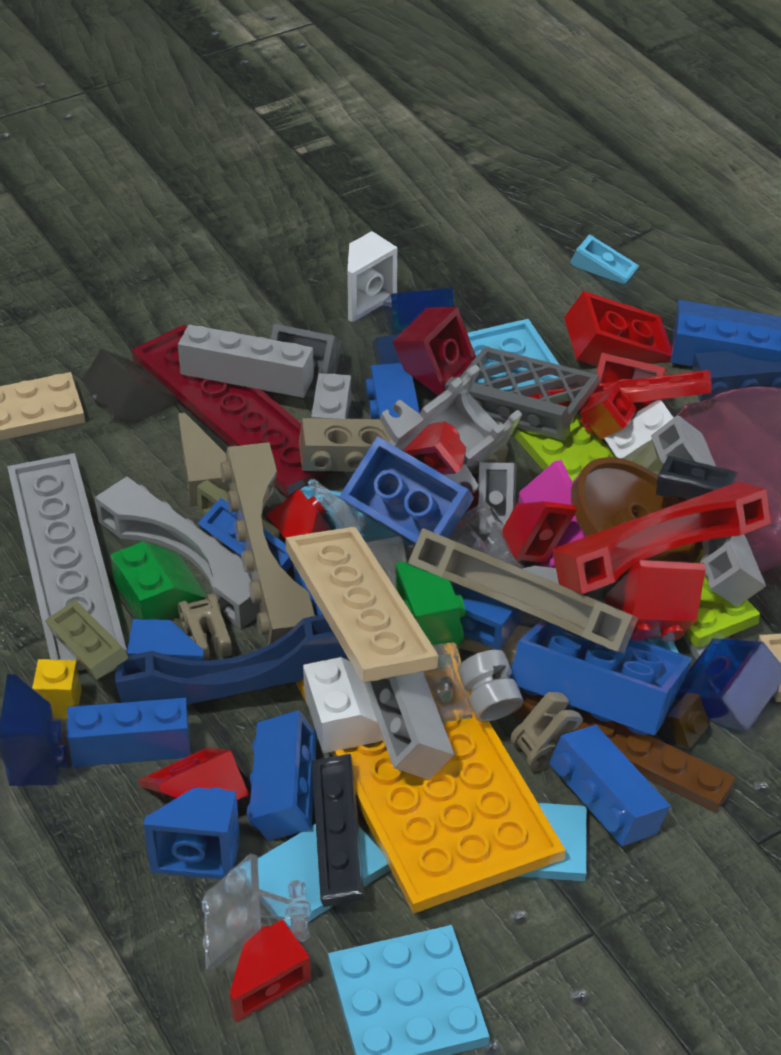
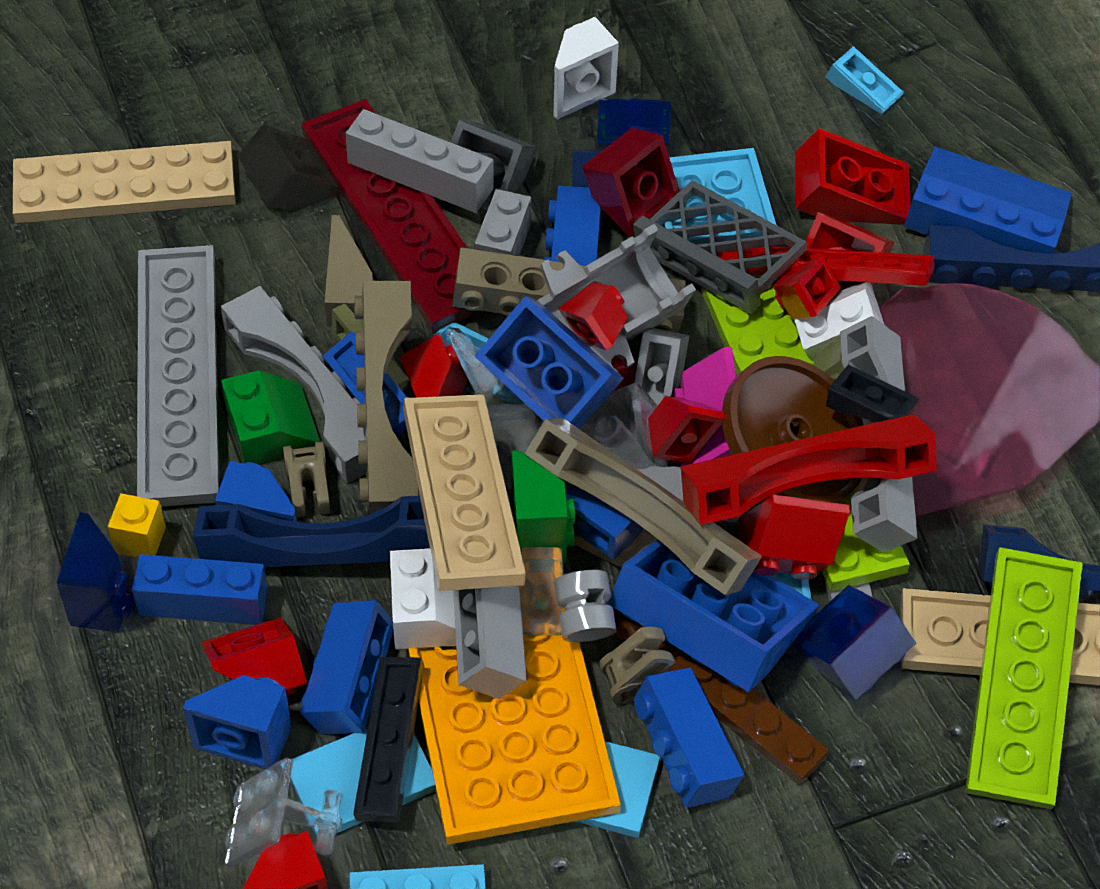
camera: 10 degrees right, 10 degrees up
(86, 639) = (173, 479): olive plate -> none
(688, 720) = (795, 676): dark brown plate -> none

